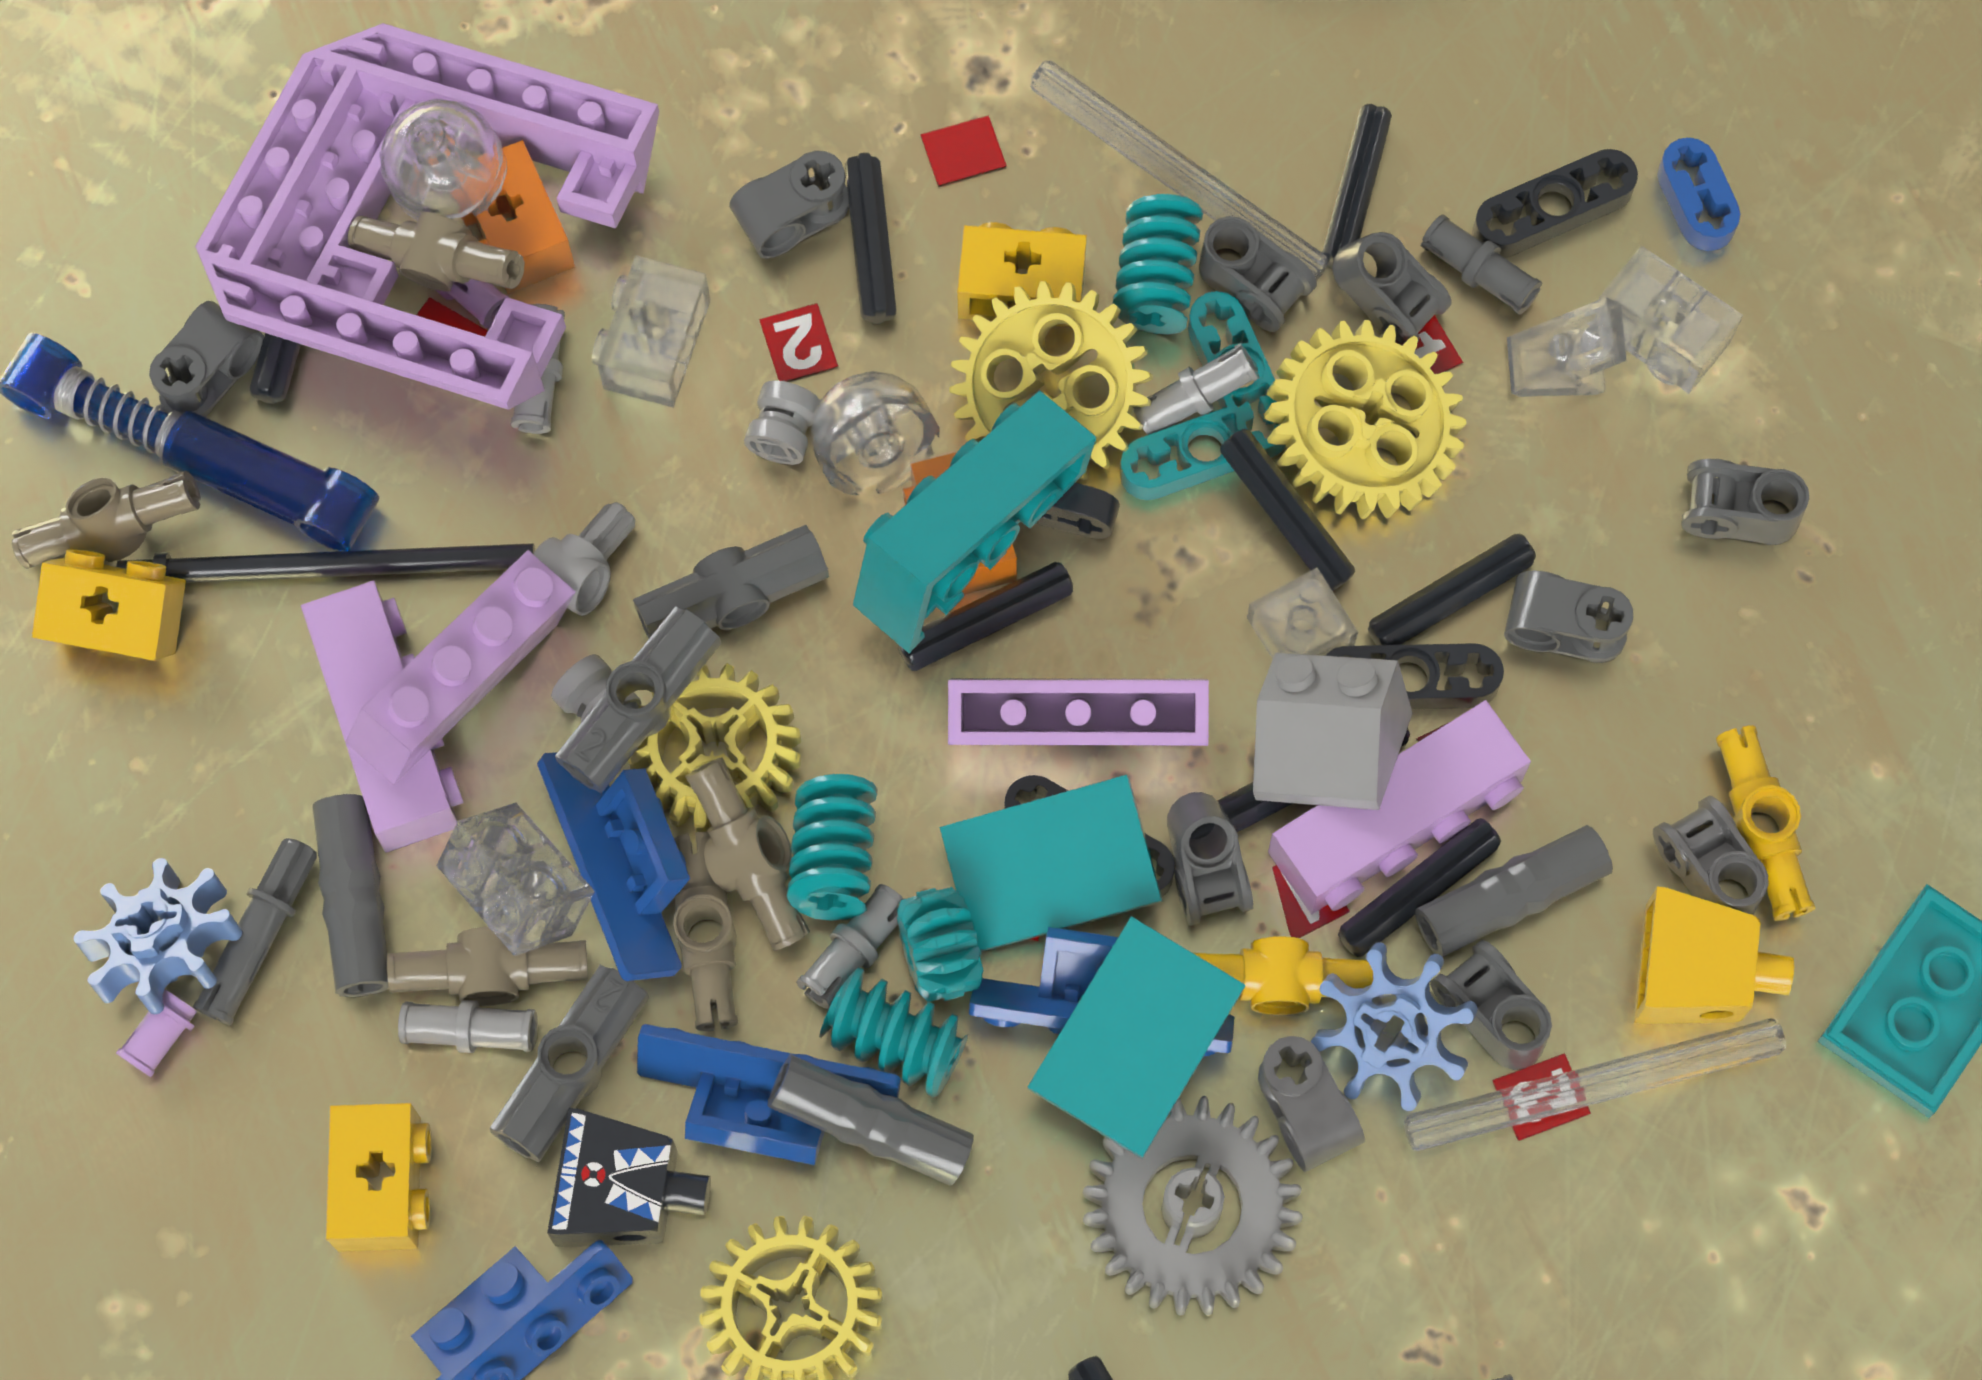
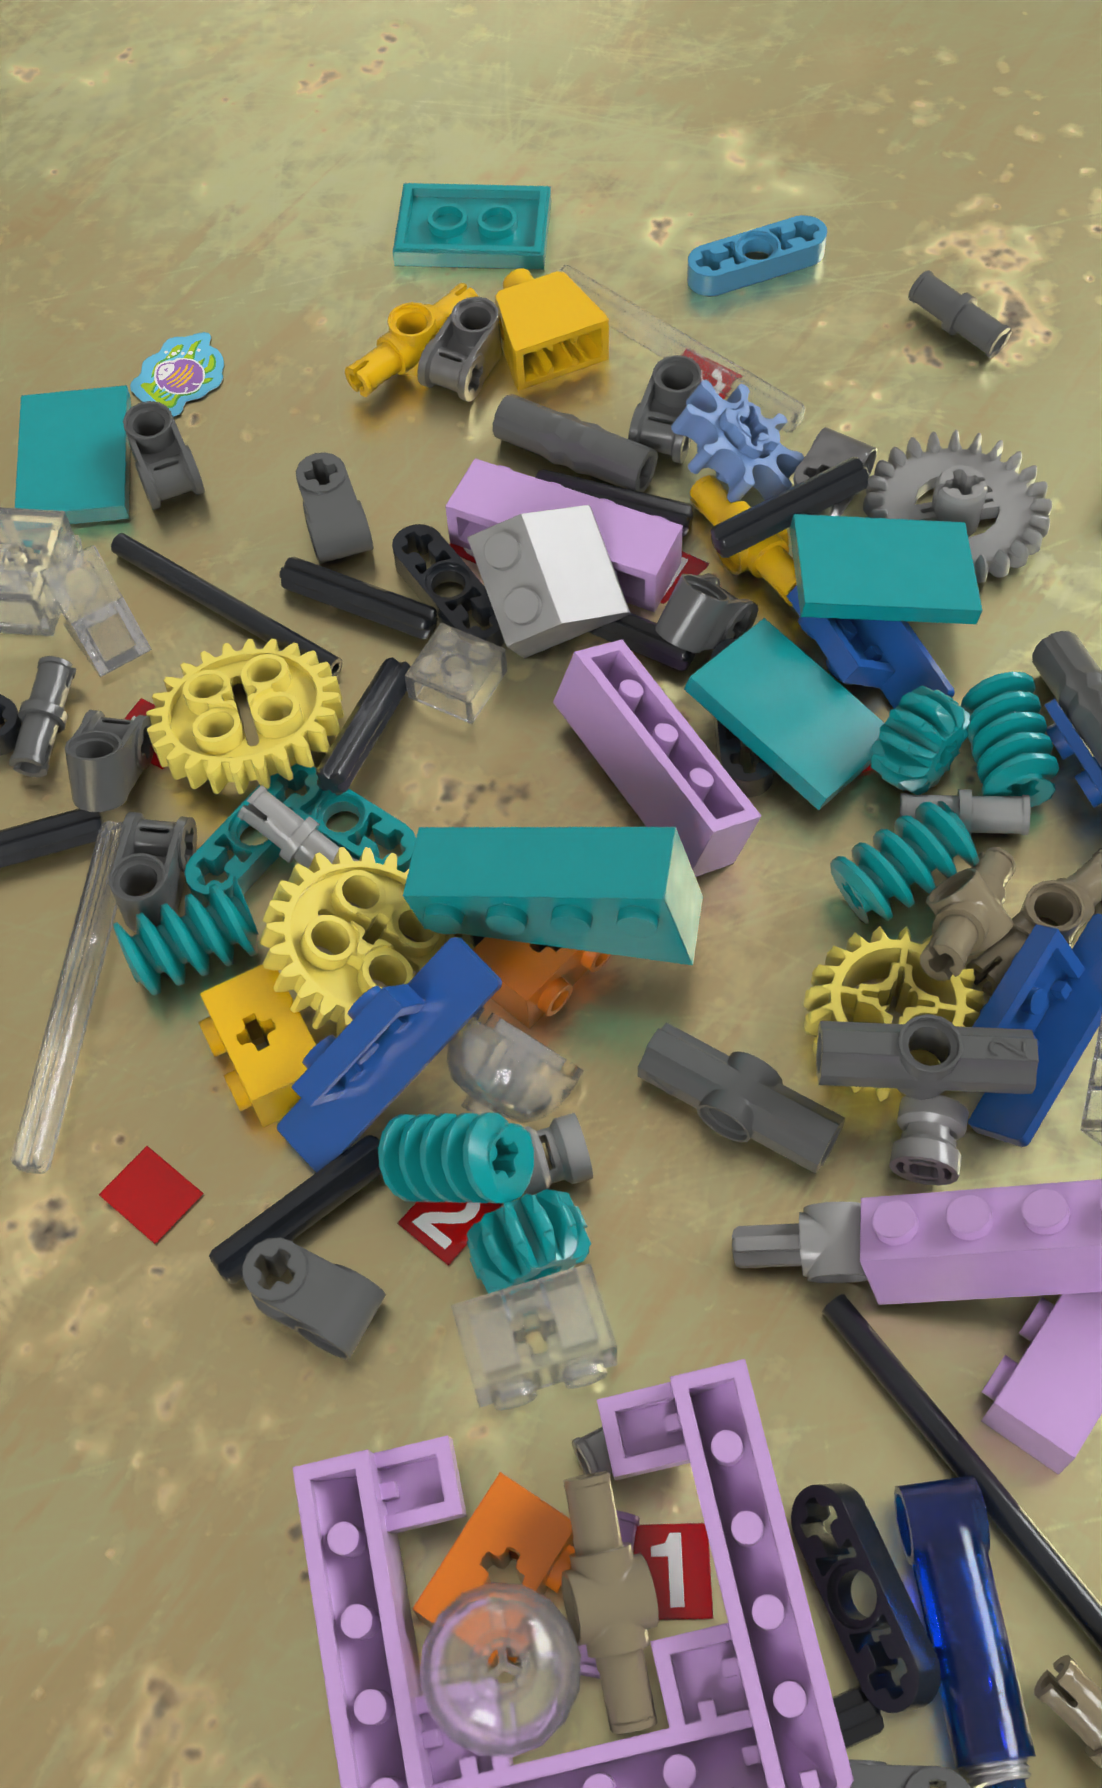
camera: 120 degrees left, 10 degrees down
(329, 426) = (893, 1609): none -> black beam
(717, 356) = (528, 1240): none -> teal gear
(813, 334) = (456, 1158): none -> teal piece
(931, 331) = (383, 1051): none -> blue bracket
(1263, 998) = (777, 512): none -> black axle
(1523, 477) = (217, 599): none -> black piece
(1707, 1221) = (724, 267): none -> dark azure beam
(1819, 428) = (75, 454): none -> teal tile
(1880, 592) = (180, 372): none -> sticker

